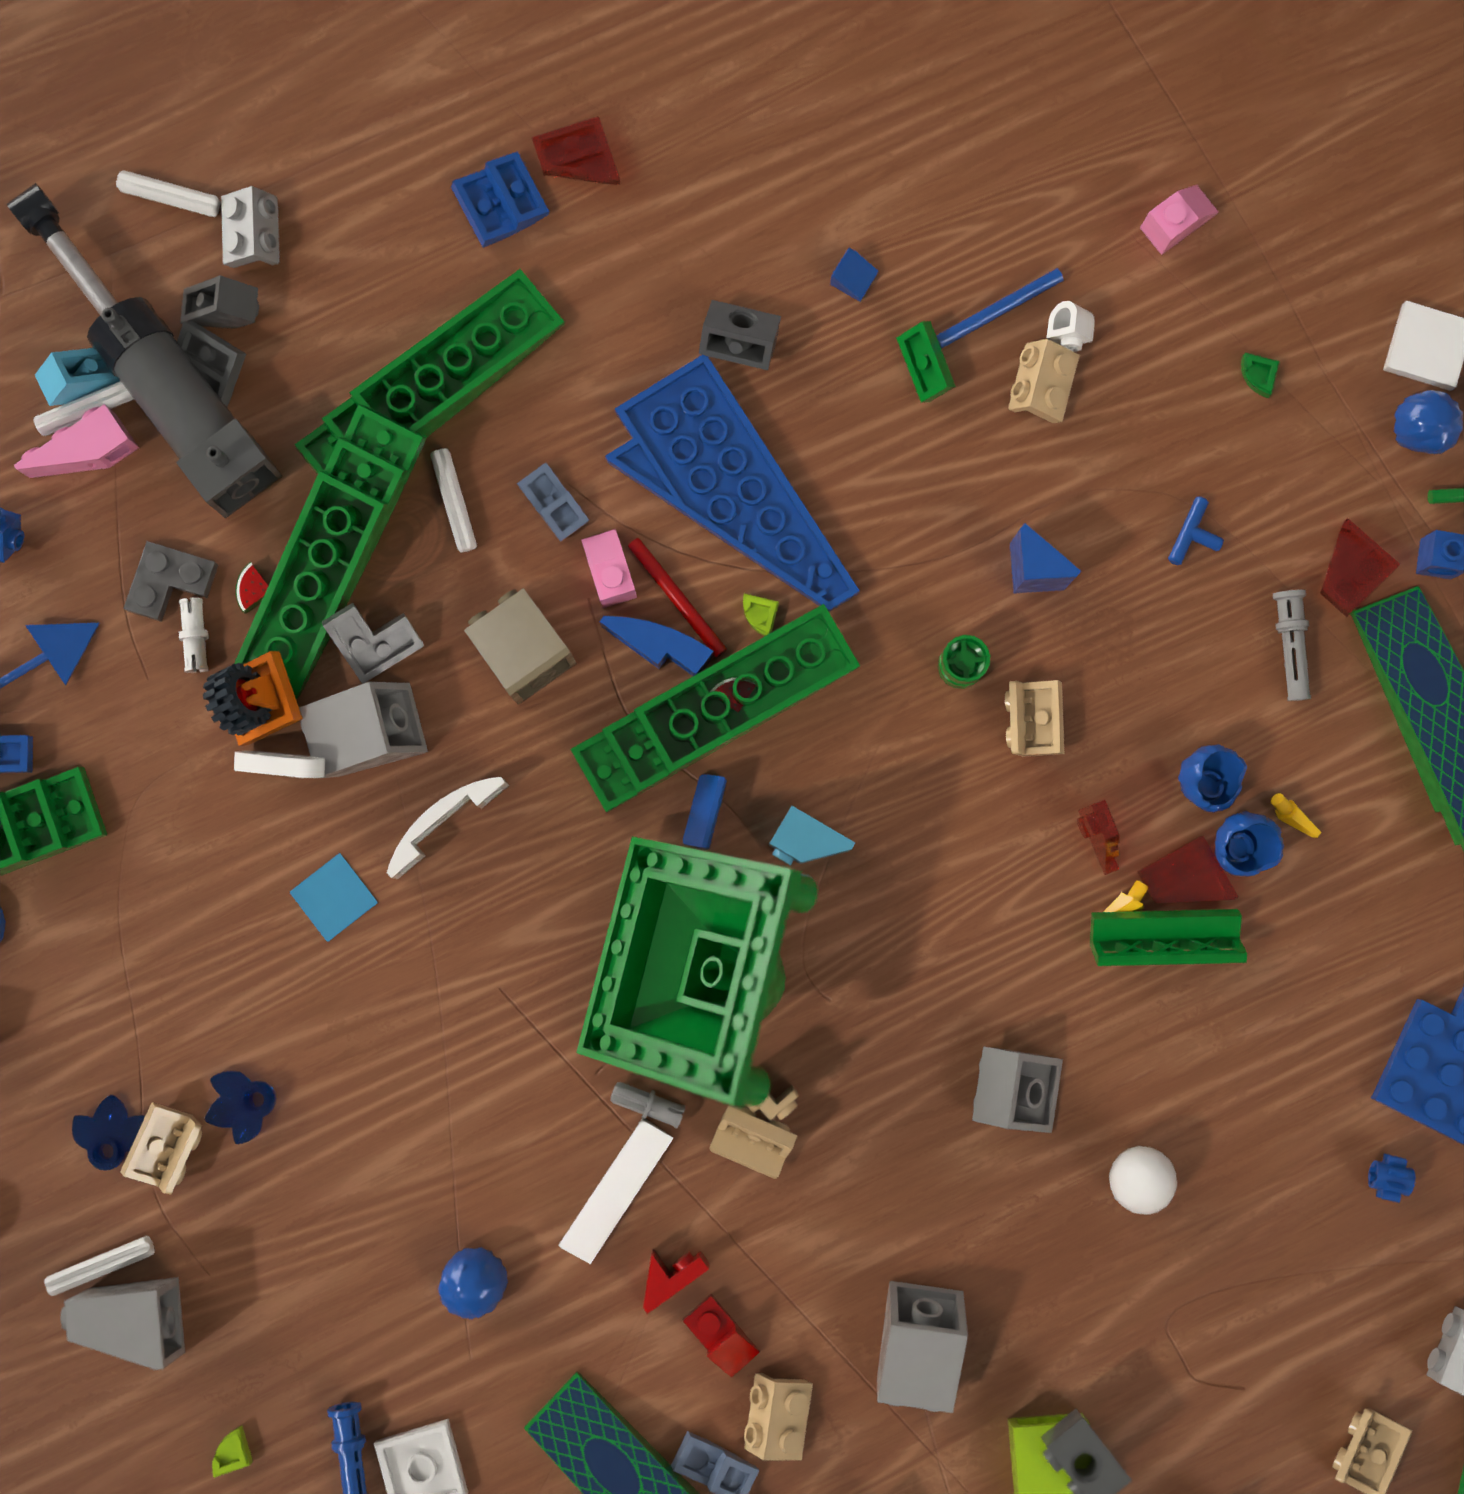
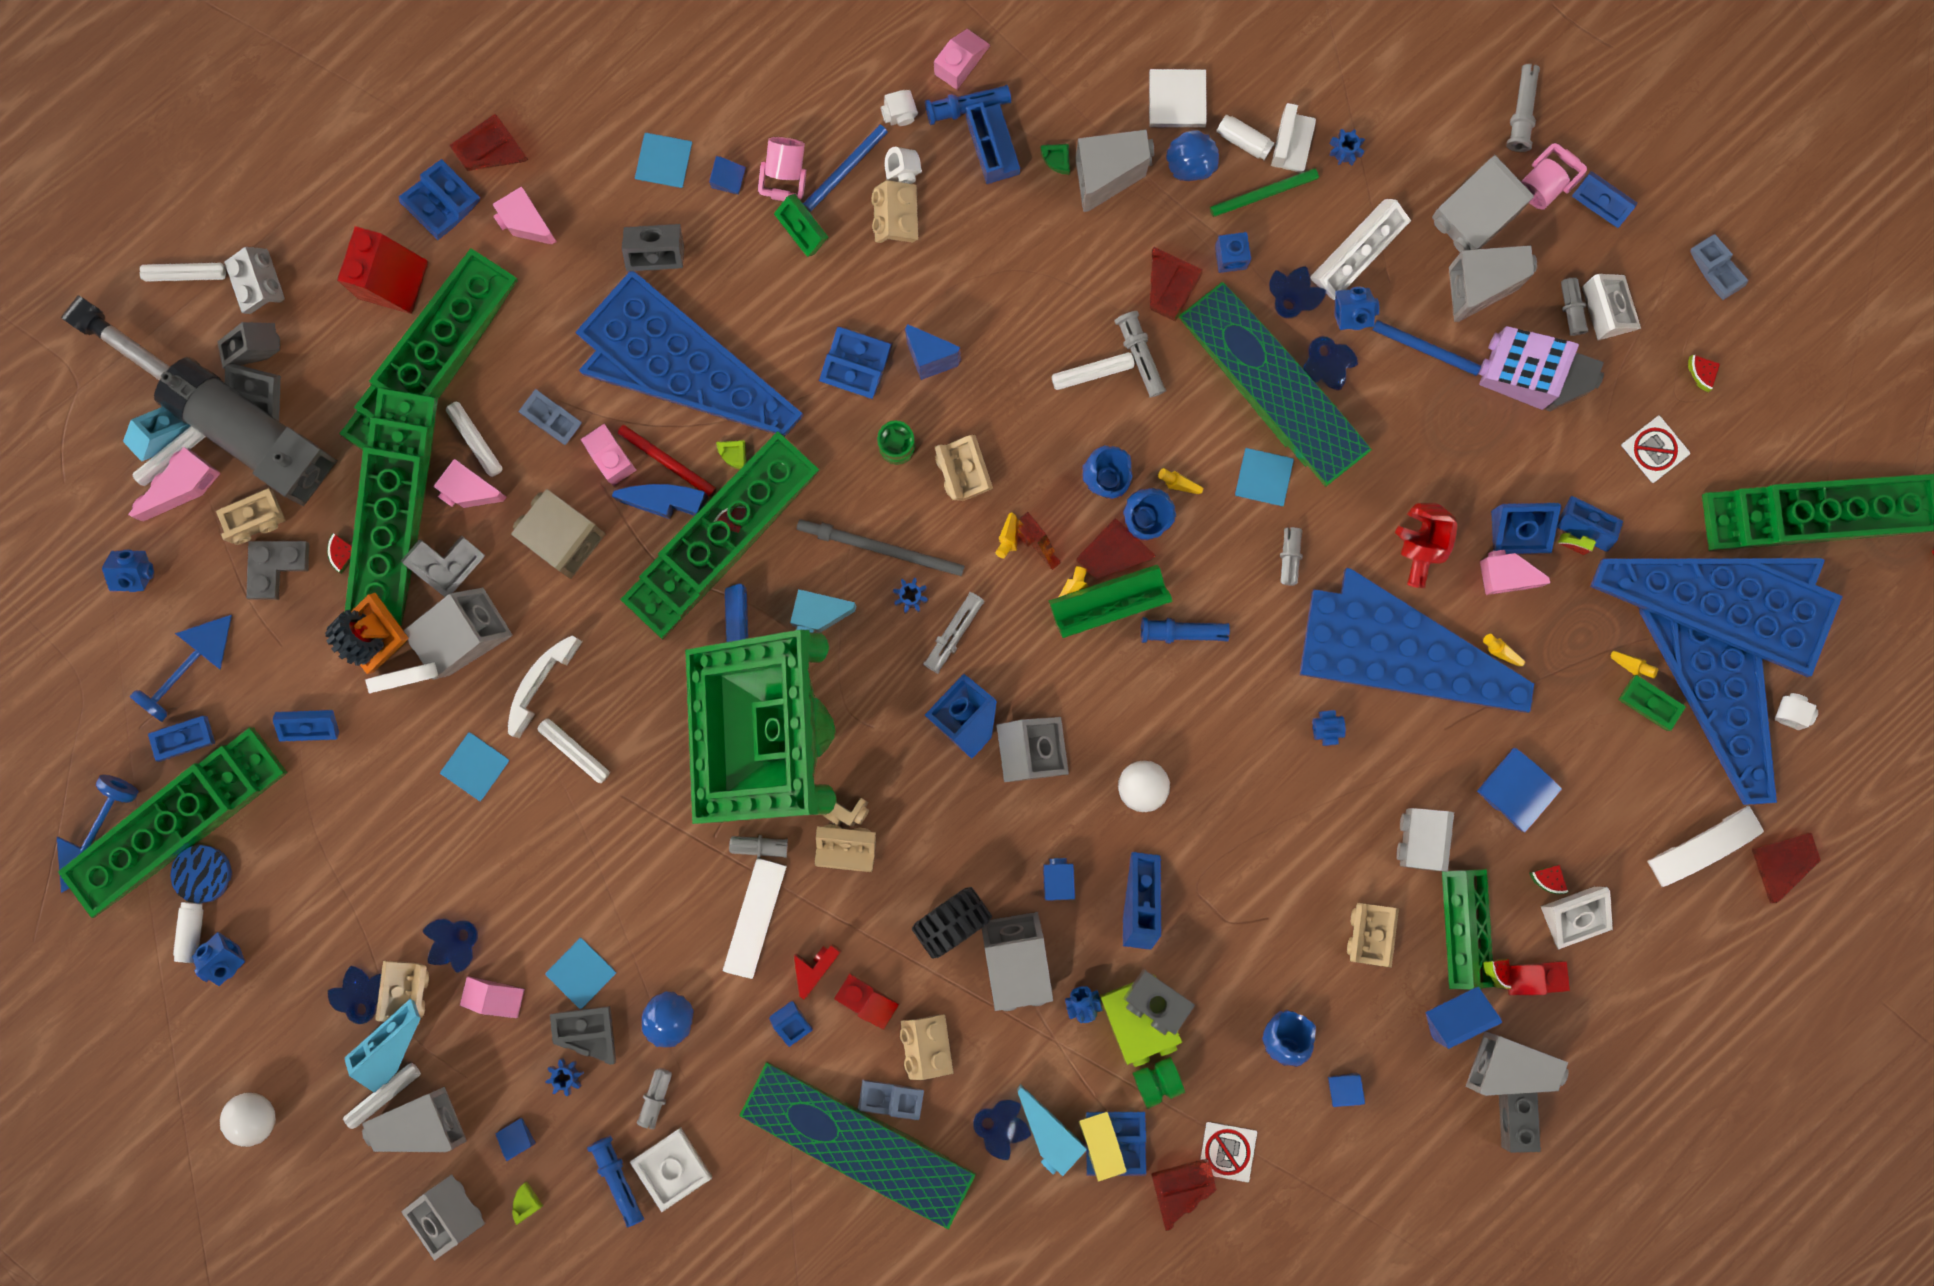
camera: 15 degrees left, 0 degrees up
(117, 1214) = (382, 1051): none -> medium azure slope
(128, 1440) = (443, 1217): none -> light grey slope
(146, 785) = (306, 725): none -> blue plate
(158, 512) = (250, 516): none -> tan bracket
(193, 635) = (306, 602): white pin -> none
(243, 1371) = (514, 1139): none -> blue slope
(268, 1187) = (491, 998): none -> bright pink slope
(318, 1321) = (562, 1084): none -> blue gear
(369, 1266) = (586, 1032): none -> dark grey wing
(384, 1190) = (580, 973): none -> dark azure sticker
(406, 264) = (382, 271): none -> red slope
(426, 556) = (465, 487): none -> bright pink slope
(427, 1375) = (654, 1098): none -> light grey axle
(458, 916) = (573, 750): none -> white axle
(592, 251) = (521, 217): none -> bright pink slope
(620, 1333) = (790, 1023): none -> blue slope
(782, 233) = (663, 160): none -> dark azure sticker
(845, 744) = (827, 532): none -> dark grey bar
(857, 1277) = (951, 922): none -> black tyre
(927, 279) = (785, 163): none -> bright pink piece
(929, 844) = (913, 588): none -> blue gear
(941, 548) = (855, 362): none -> blue slope
(948, 1022) = (965, 715): none -> blue slope
(963, 915) = (936, 661): none -> light grey pin
(987, 1427) = (1083, 1004): none -> blue gear
(1002, 1262) = (1058, 880): none -> blue brick
(1064, 818) = (1008, 536): none -> yellow bar
(1086, 256) = (899, 108): none -> white plate
(1098, 1323) = (1143, 902): none -> blue slope
(1155, 274) = (954, 106): none -> blue pin
(1187, 331) = (992, 142): none -> blue piece
(1191, 532) = (1040, 293): blue piece -> none
(1227, 647) = (1093, 371): none -> white axle
(1230, 996) = (1171, 630): none -> blue pin
(1327, 401) = (1111, 164): none -> light grey slope
(1398, 840) = (1264, 477): none -> dark azure sticker
(1405, 950) = (1291, 556): none -> light grey axle

